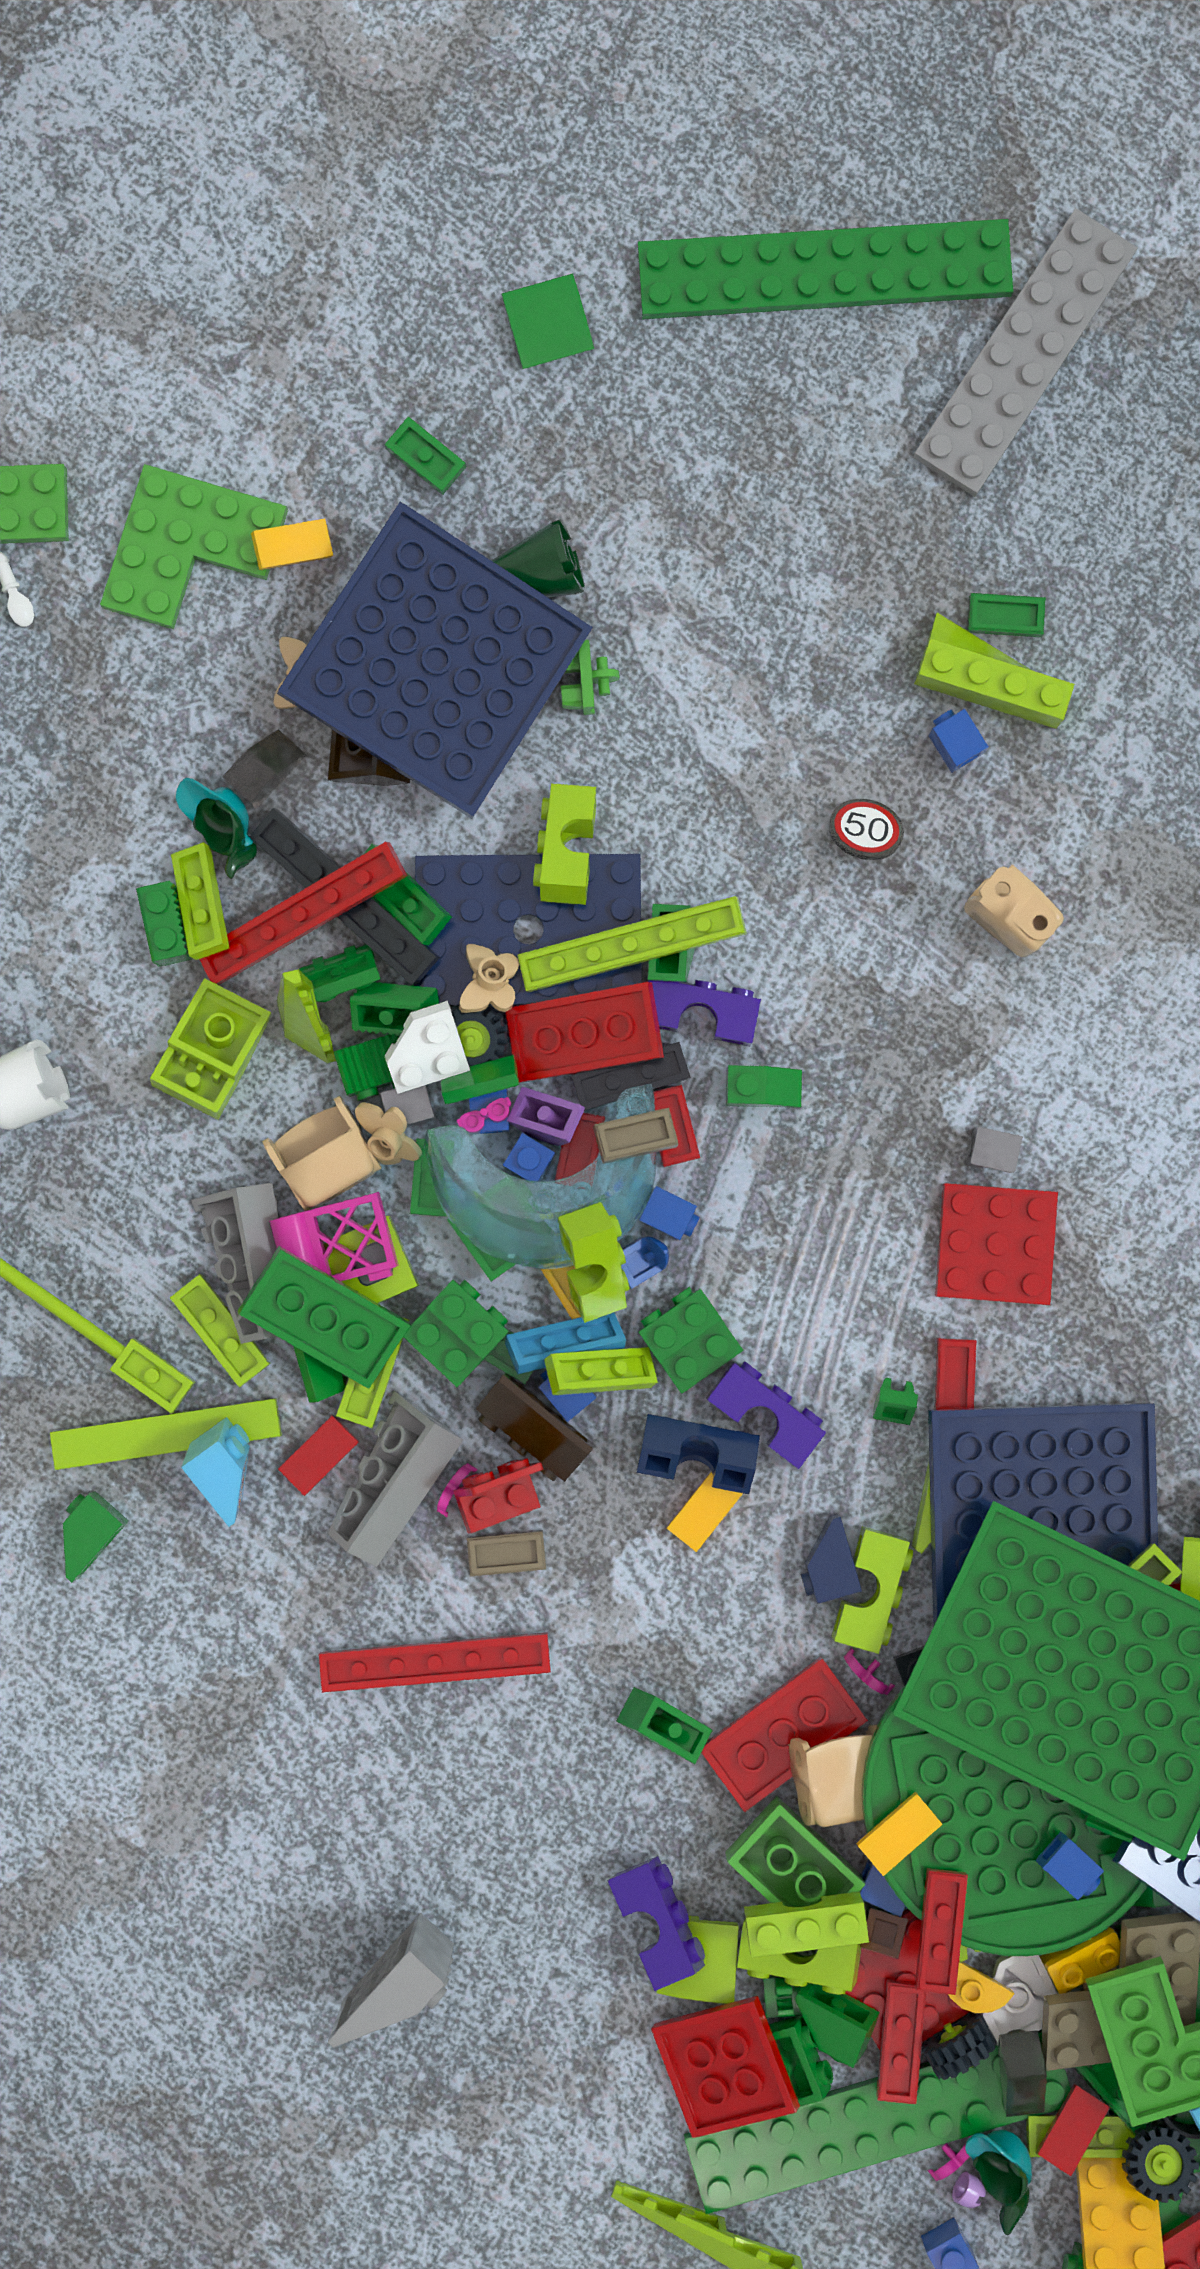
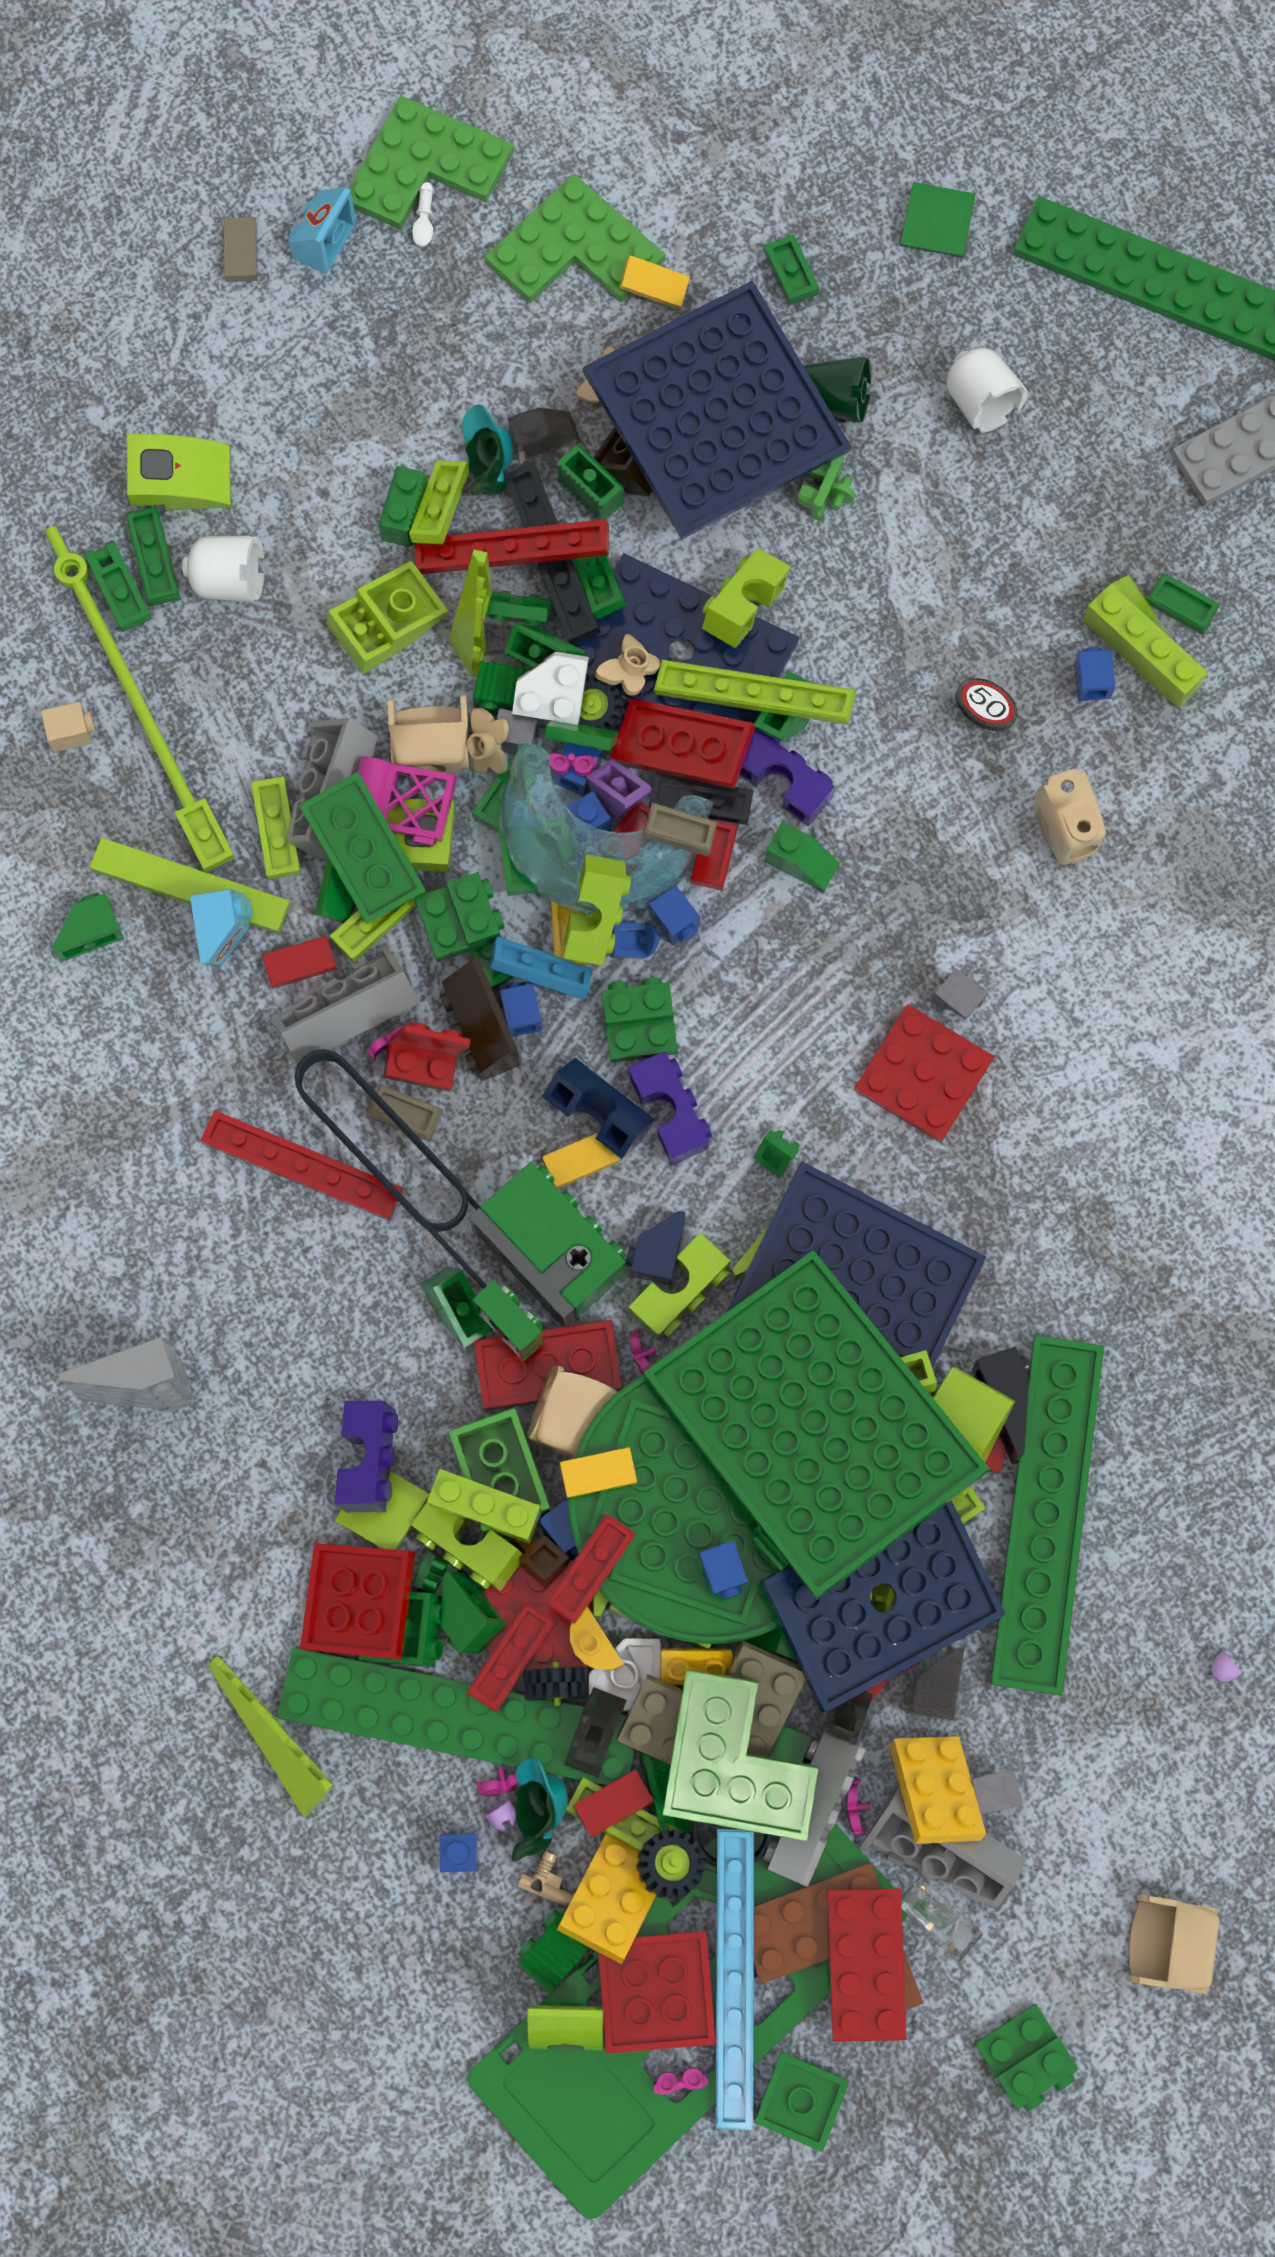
camera: 25 degrees right, 10 degrees down
(343, 800) = (590, 482): none -> green brick
(600, 1371) = (556, 1002): lime plate -> none
(691, 488) = (984, 388): none -> white cylinder
(692, 1615) = (523, 1224): none -> piece
(955, 1374) = (840, 1152): red tile -> none
(1047, 2227) = (550, 1882): none -> tan hose

